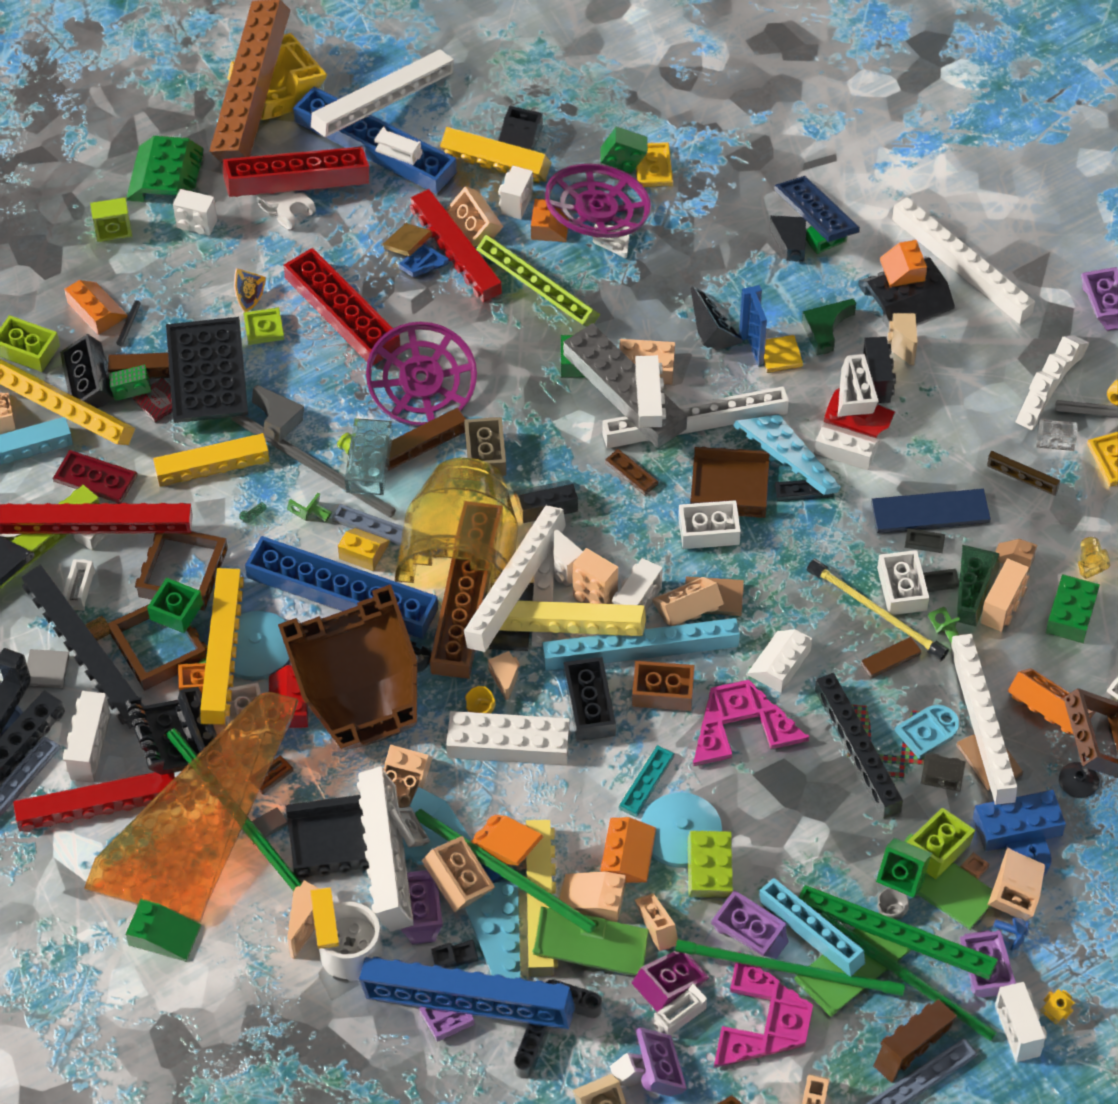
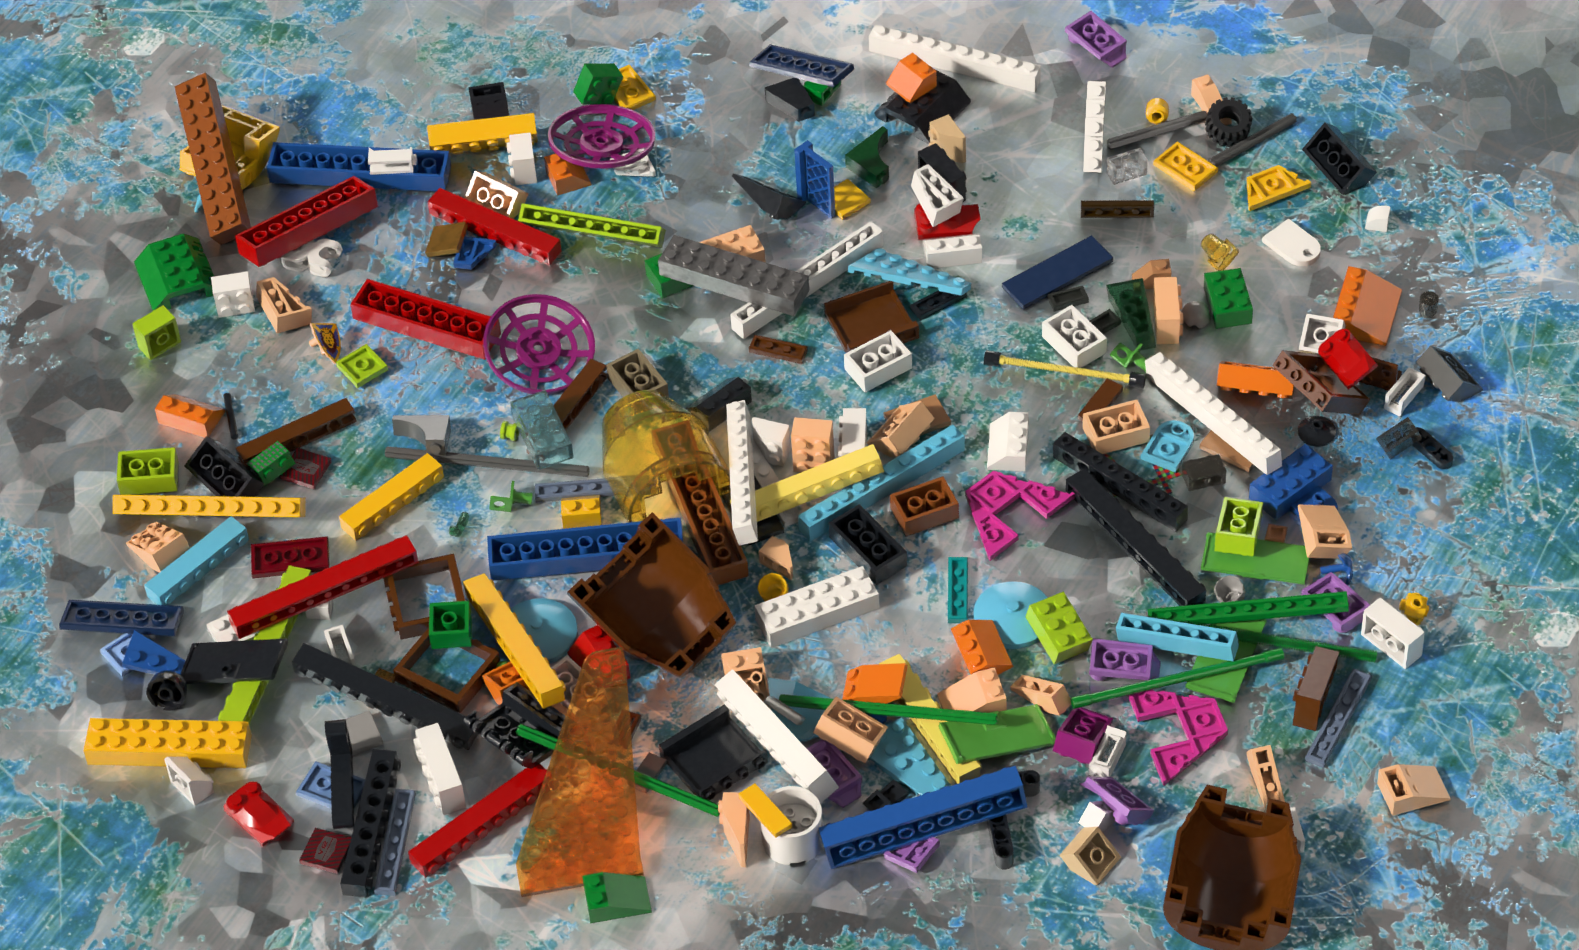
camera: 25 degrees left, 5 degrees down
(206, 369) = (339, 421): black plate -> none
(230, 242) = (282, 307): none -> light nougat wedge
(382, 93) = (342, 122): white brick -> none
(649, 391) = (765, 267): white brick -> none
(837, 810) = (1136, 540): none -> black brick
(886, 690) = (1116, 427): none -> light nougat brick
(903, 867) = (1225, 555): green brick -> none
(1034, 611) = (1196, 314): none -> light grey hair

